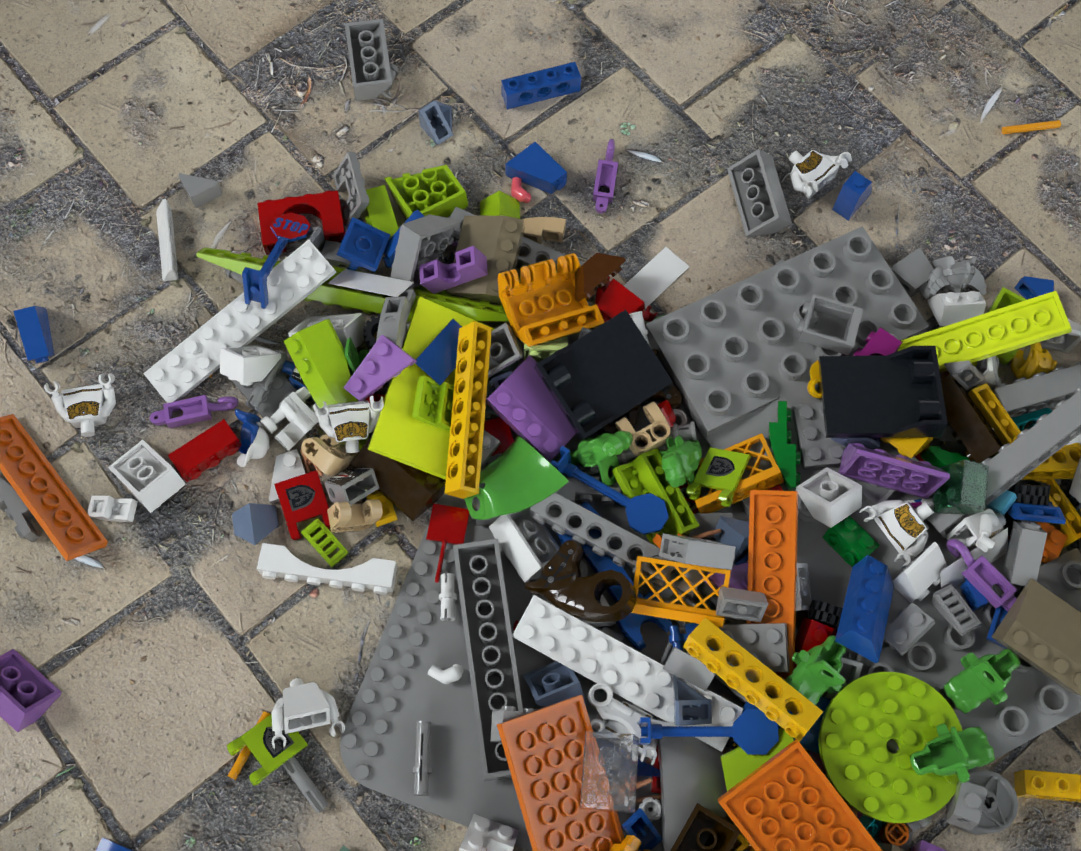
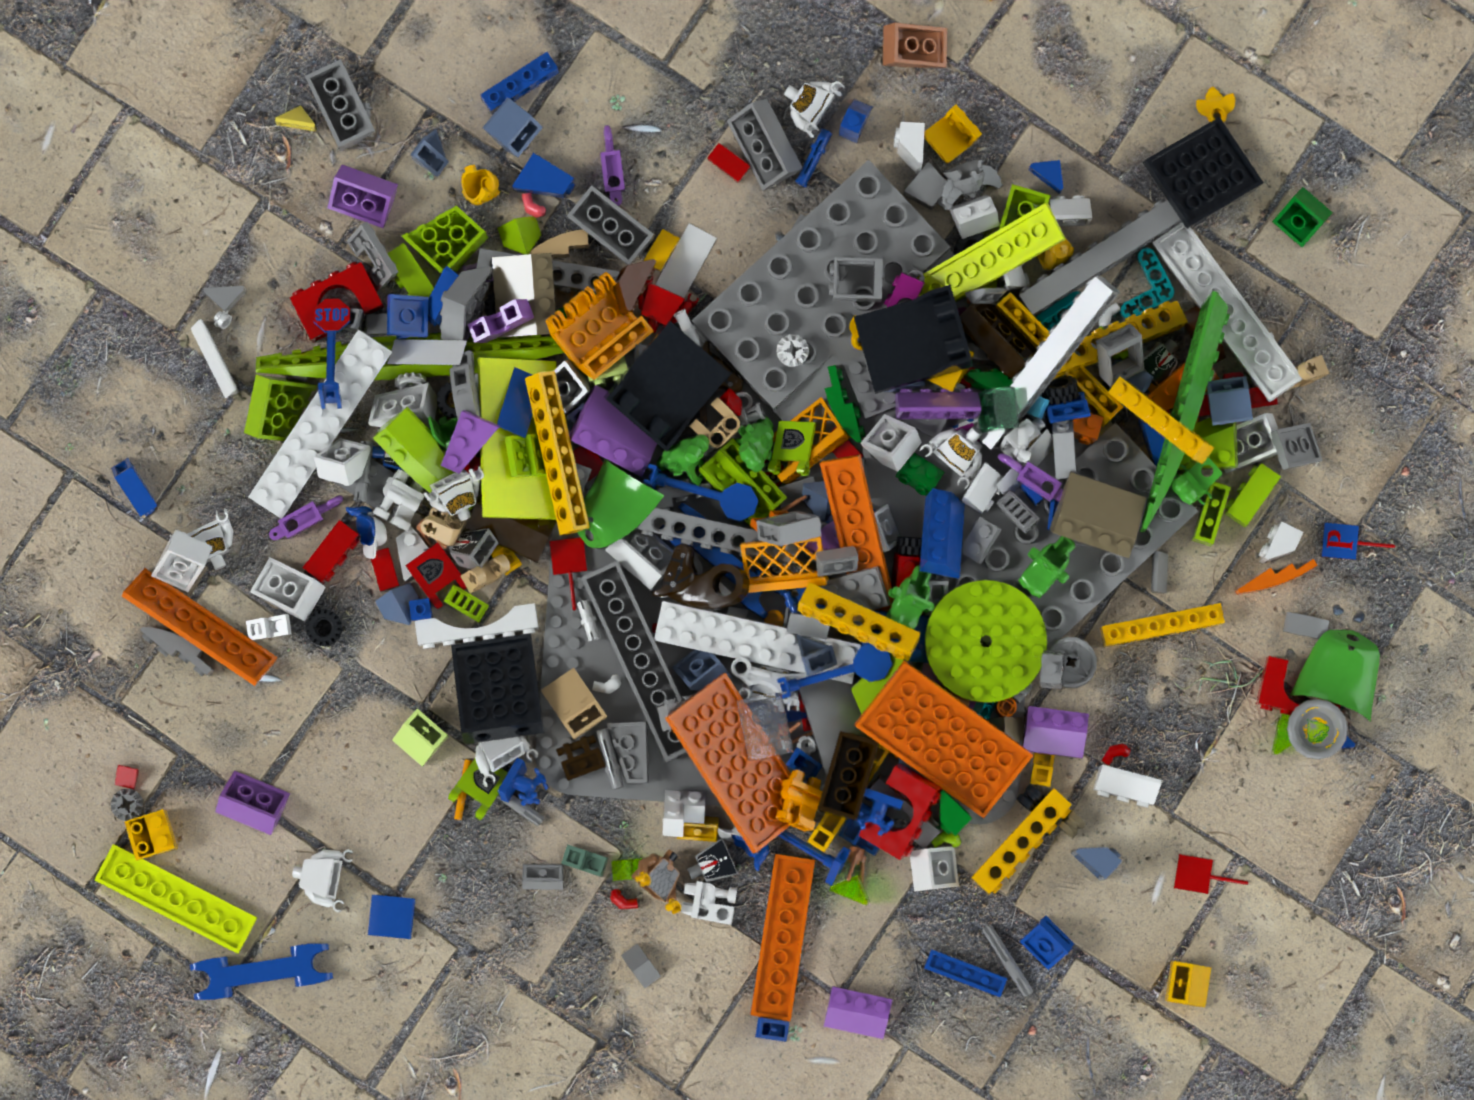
camera: 15 degrees left, 15 degrees up
(46, 410) = (182, 561): none -> white slope
(51, 798) = (321, 877): none -> white torso
(158, 516) = (318, 616): none -> black tyre
(188, 209) = (222, 319): none -> white plate
(202, 295) = (276, 406): none -> lime wedge
(223, 670) = (420, 737): none -> yellowish green slope
(253, 483) = (384, 570): none -> red tile
(274, 533) = (420, 609): none -> blue bracket
(310, 752) = (517, 781): none -> blue piece
(322, 643) = (497, 689): none -> black piece
(323, 64) = (297, 119): none -> light yellow slope
(337, 305) = (409, 379): none -> white gear
(361, 135) = (362, 196): none -> medium lavender slope
(391, 754) = (583, 763): none -> dark brown plate
(402, 684) = (574, 703): none -> tan slope
(451, 753) = (632, 749): none -> light grey wing
(474, 156) = (479, 185): none -> yellow helmet
(522, 115) = (512, 127): none -> sand blue slope
(591, 220) = (611, 226): none -> light grey slope
(635, 259) = (662, 249): none -> yellow slope
(652, 651) = (775, 617): none -> light orange tile
(719, 203) = (728, 162): none -> red tile
(738, 382) = (786, 357): none -> white gear
(809, 214) = (814, 157): none -> blue pin
(907, 223) = (910, 144): none -> white slope
(924, 149) = (914, 46): none -> nougat slope
(949, 232) = (952, 134): none -> yellow bracket
(953, 753) = (1031, 634): bright green piece -> none

